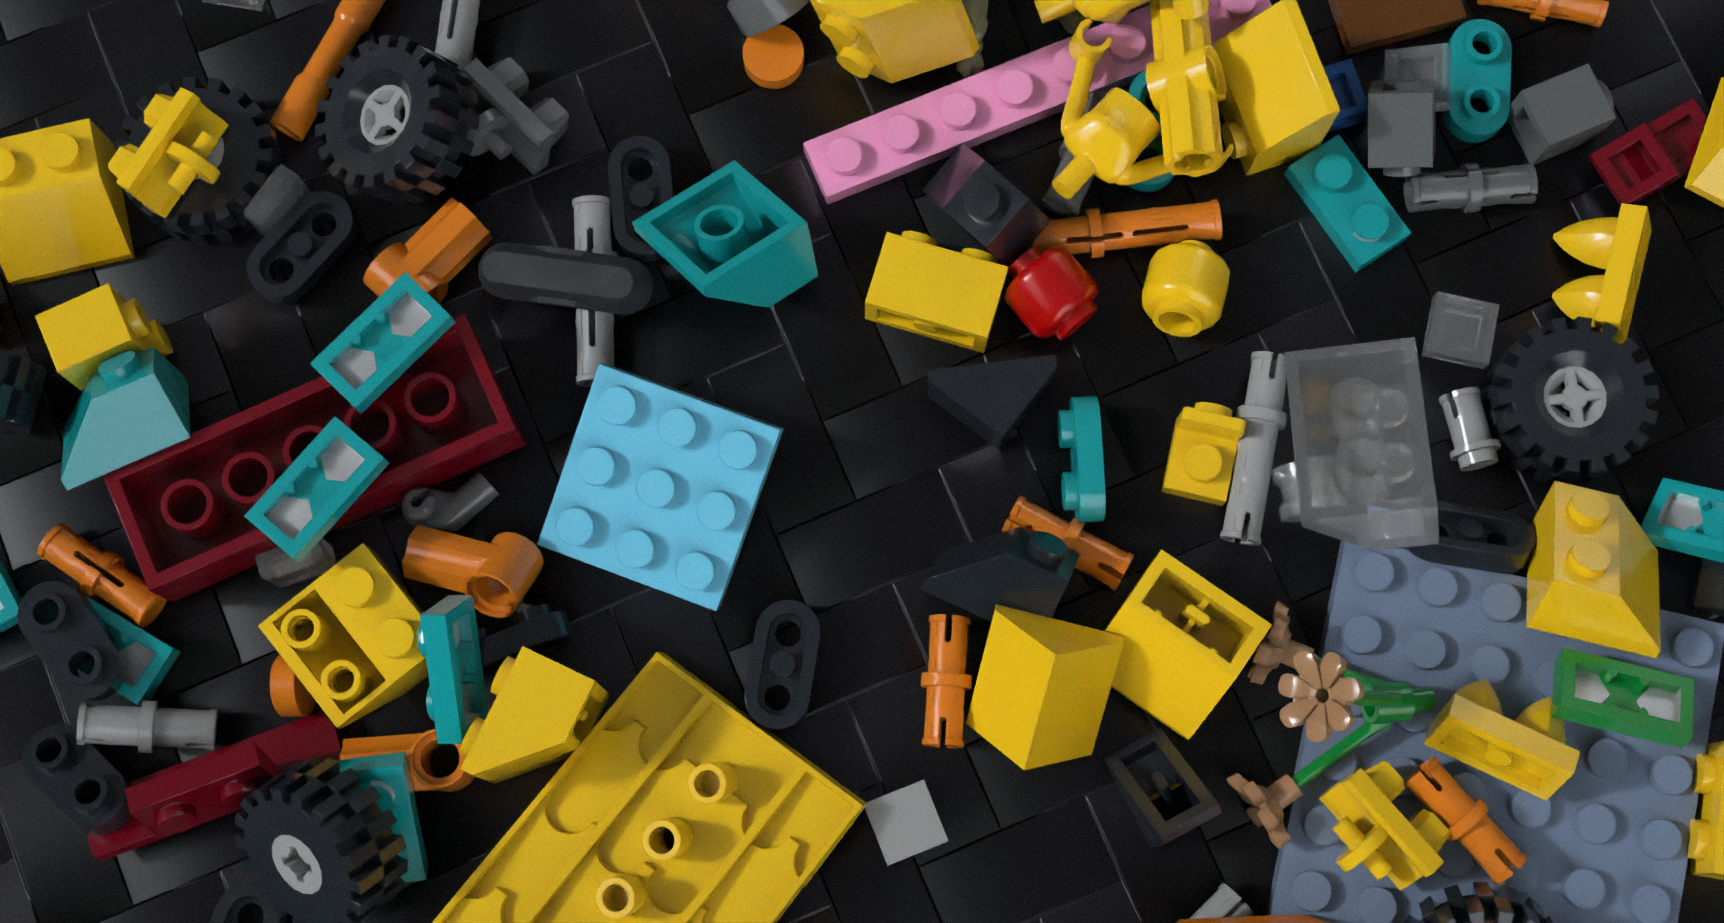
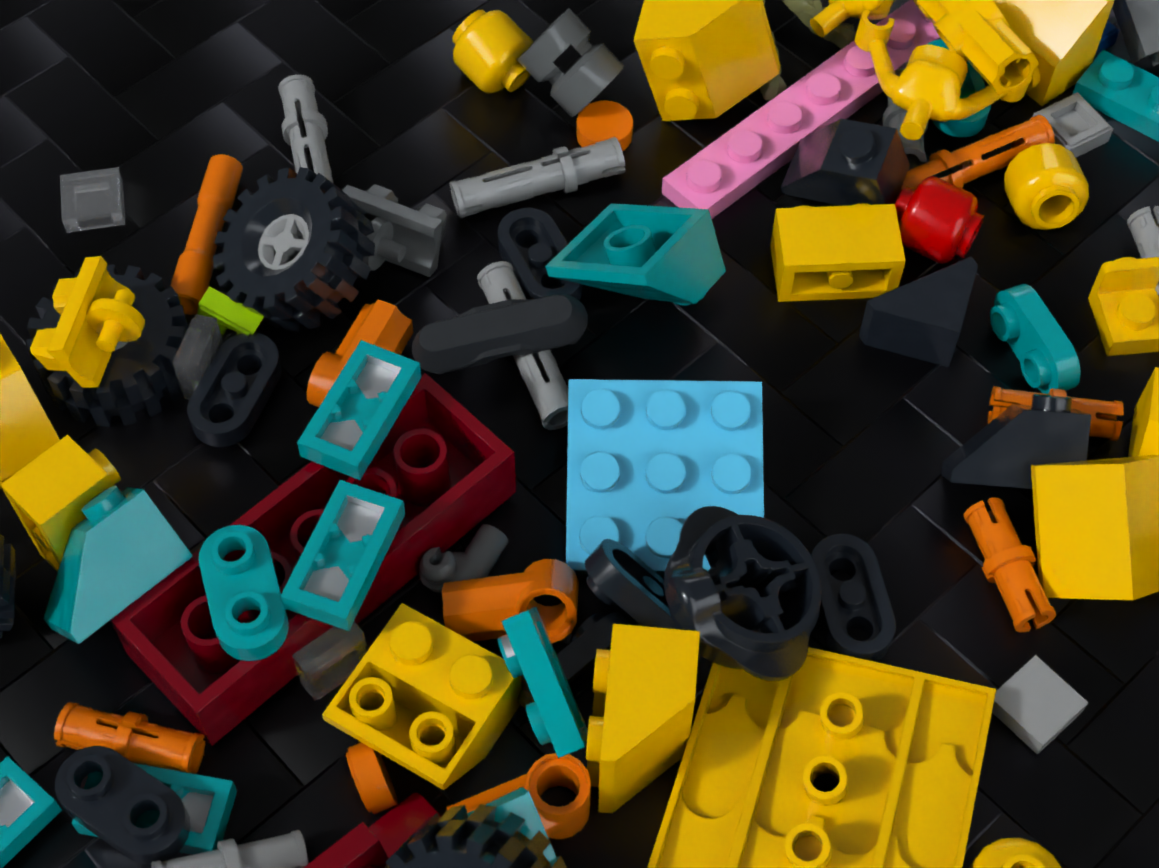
camera: 20 degrees left, 20 degrees down
(223, 489) = (242, 587): none -> teal plate
(307, 158) = (228, 313): none -> lime tile
(590, 601) = (627, 581): none -> black plate
(606, 641) = (738, 602): none -> black piece
(679, 98) = (549, 174): none -> light grey pin
(1259, 216) = (1076, 124): none -> light grey tile

